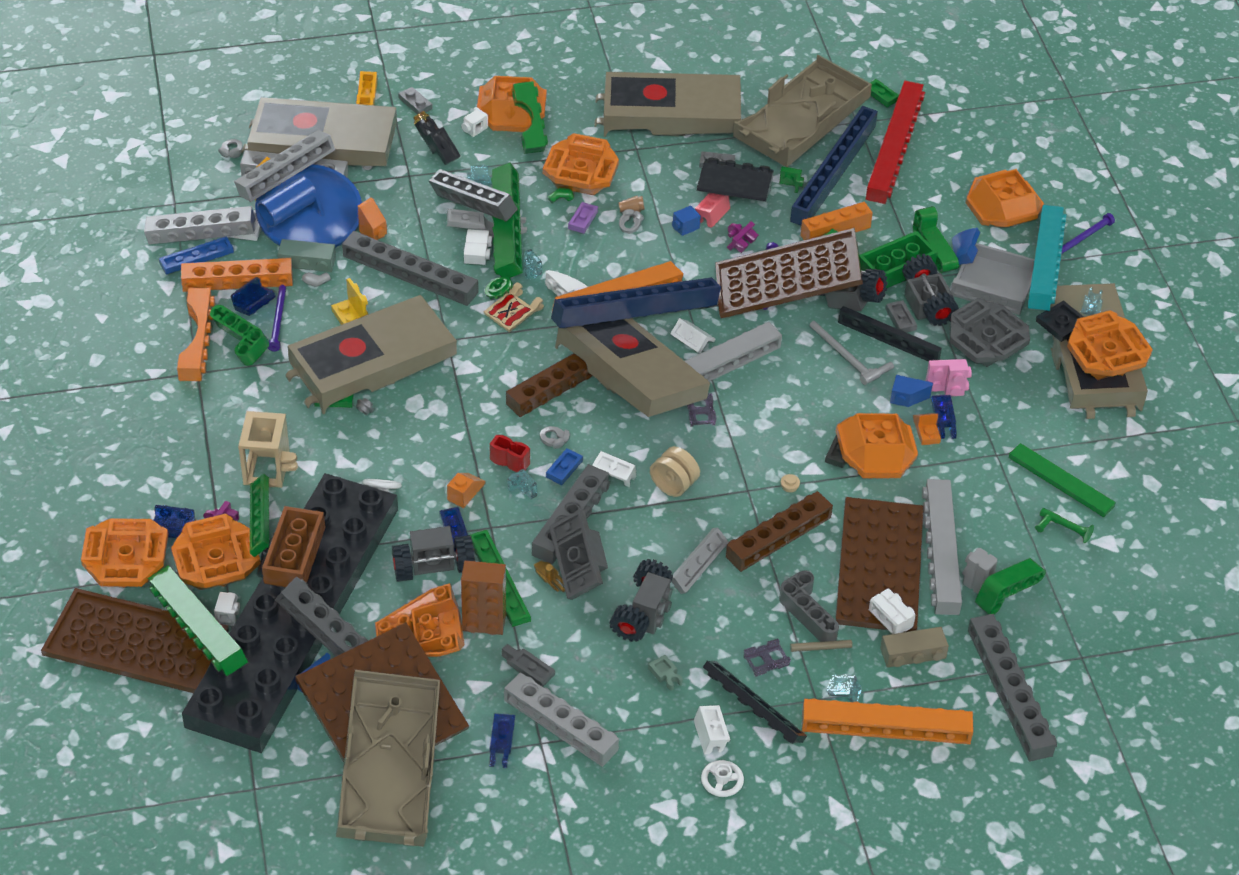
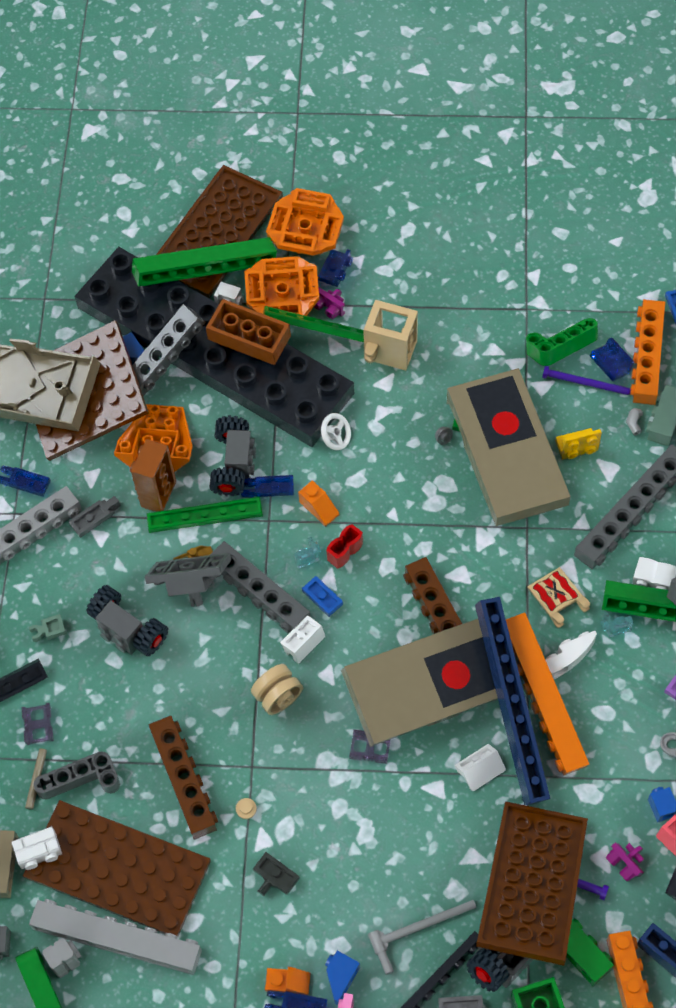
camera: 110 degrees right, 15 degrees up
(191, 360) = (535, 302): orange arch -> none
(498, 287) = (587, 579): green gear -> none
(563, 437) = (360, 594): light grey piece -> none
(699, 560) = (168, 690): light grey plate -> none
(737, 352) = (437, 792): light grey brick -> none
(877, 444) = (288, 928): orange piece -> none

